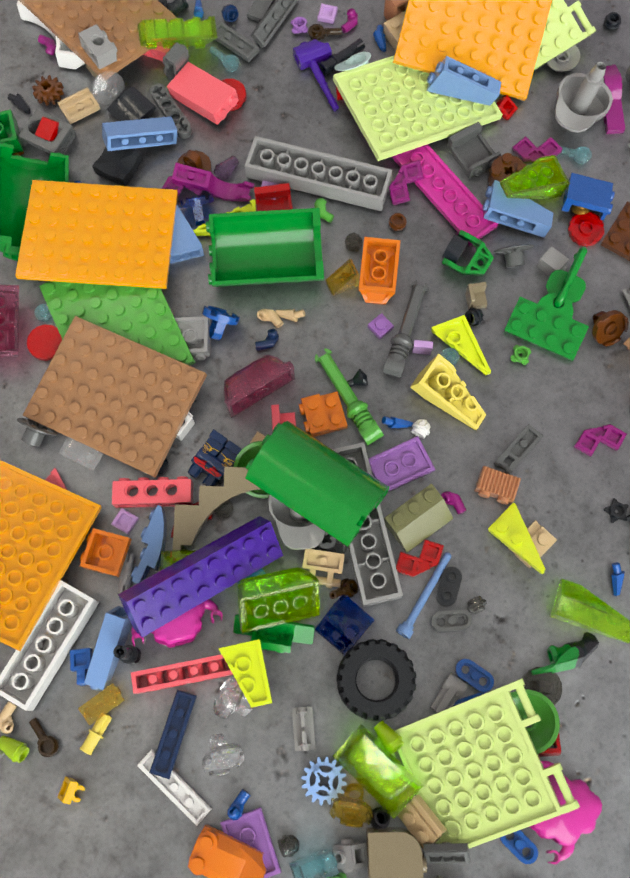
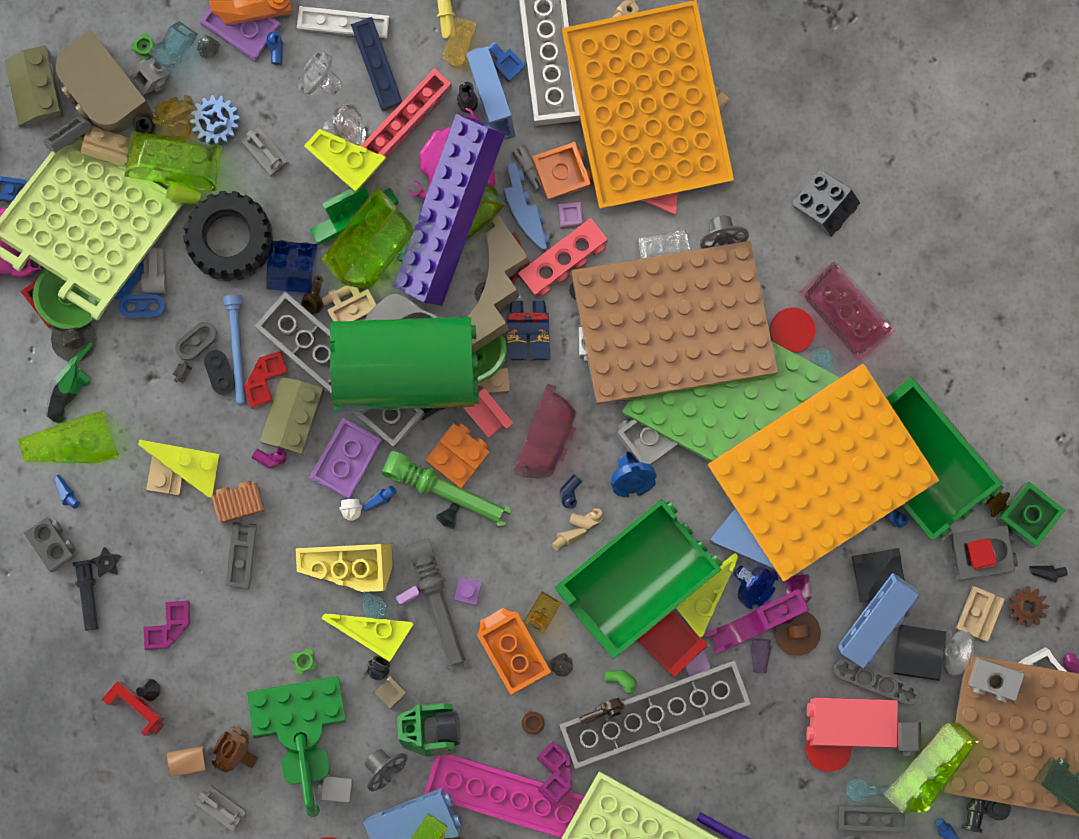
camera: 140 degrees right, 10 degrees up
(342, 184) = (611, 708): none -> dark brown plate

